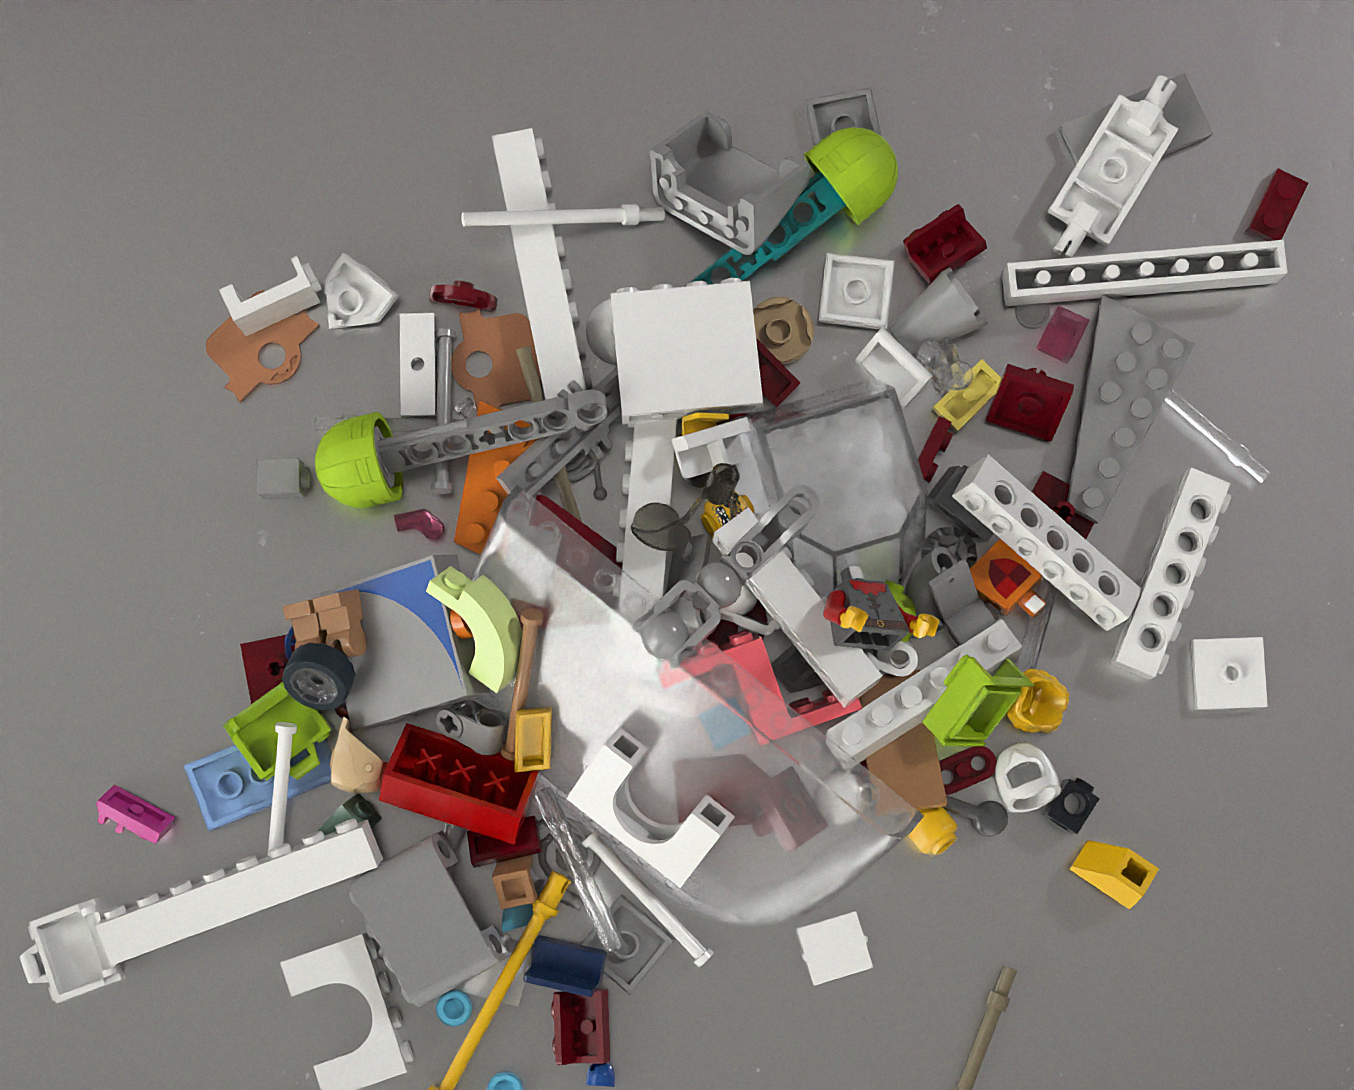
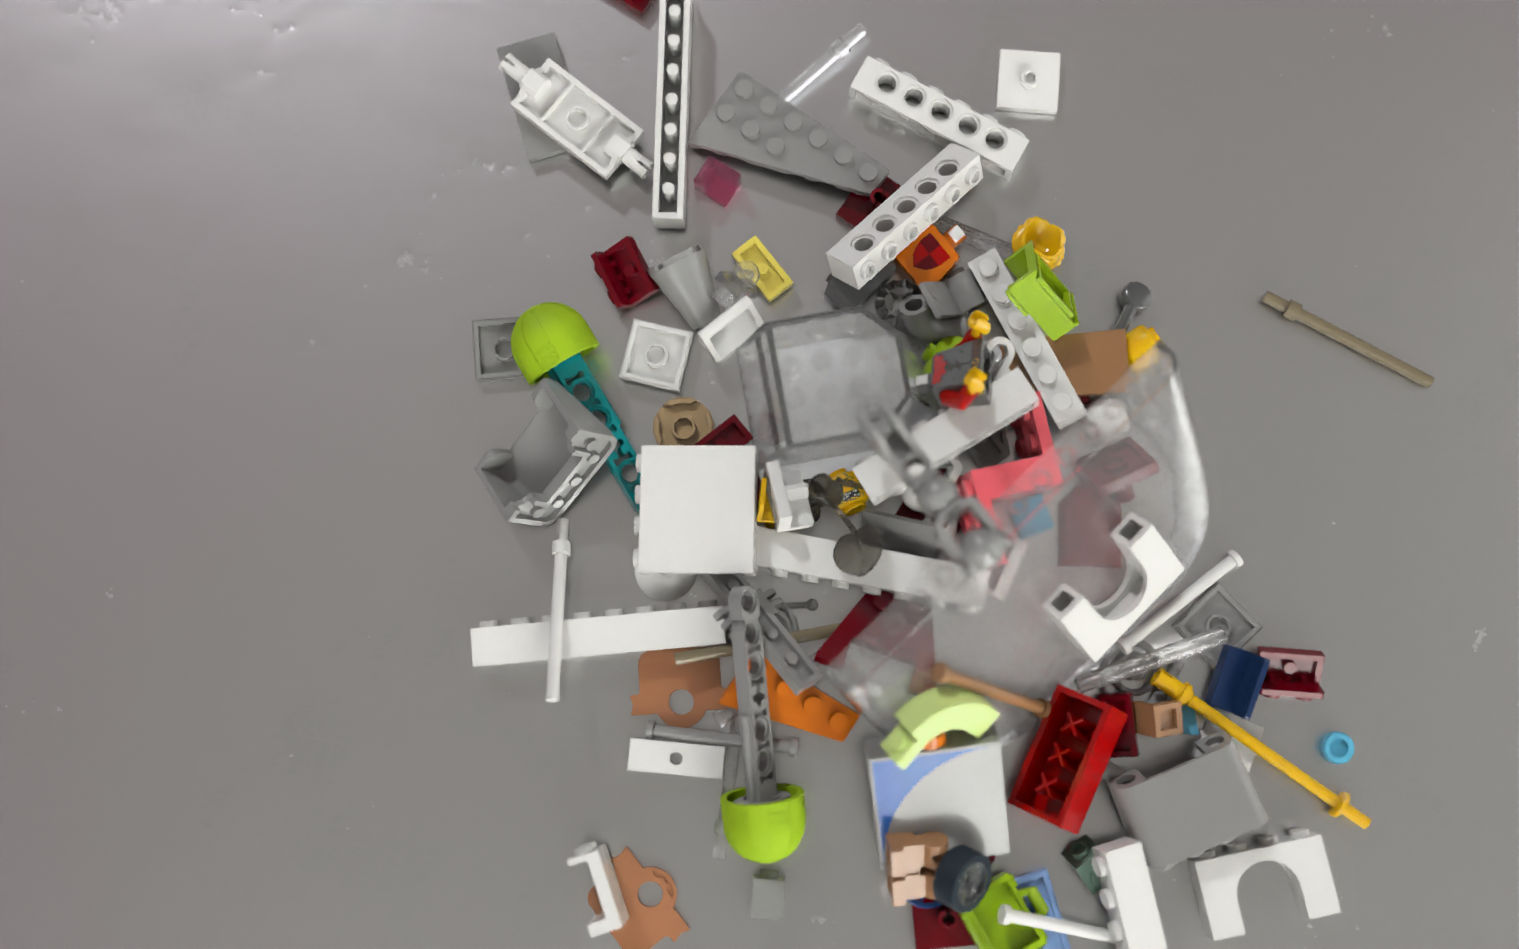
camera: 75 degrees left, 0 degrees up
(353, 764) = (1040, 852): tan helmet -> none
(355, 294) = (603, 809): white plate -> none
(423, 521) = (820, 768): clear pink arm -> none
(454, 1008) = (1265, 784): medium azure tile -> none
(463, 295) = (616, 709): dark red plate -> none
(476, 727) = (1018, 738): light grey piece -> none
(533, 739) = (1037, 687): yellow tile -> none
(600, 1075) = (1333, 661): blue hinge -> none
(834, 948) = (1234, 444): white piece -> none
(938, 440) = (799, 301): dark red plate -> none
(961, 770) = (1096, 314): dark red plate -> none
(1026, 778) = (1104, 261): white piece -> none
(1030, 402) = (776, 215): dark red tile -> none
(1032, 315) = (695, 206): light grey piece -> none
(1060, 816) = (1130, 239): black brick -> none
(1115, 871) = (1192, 196): yellow slope -> none

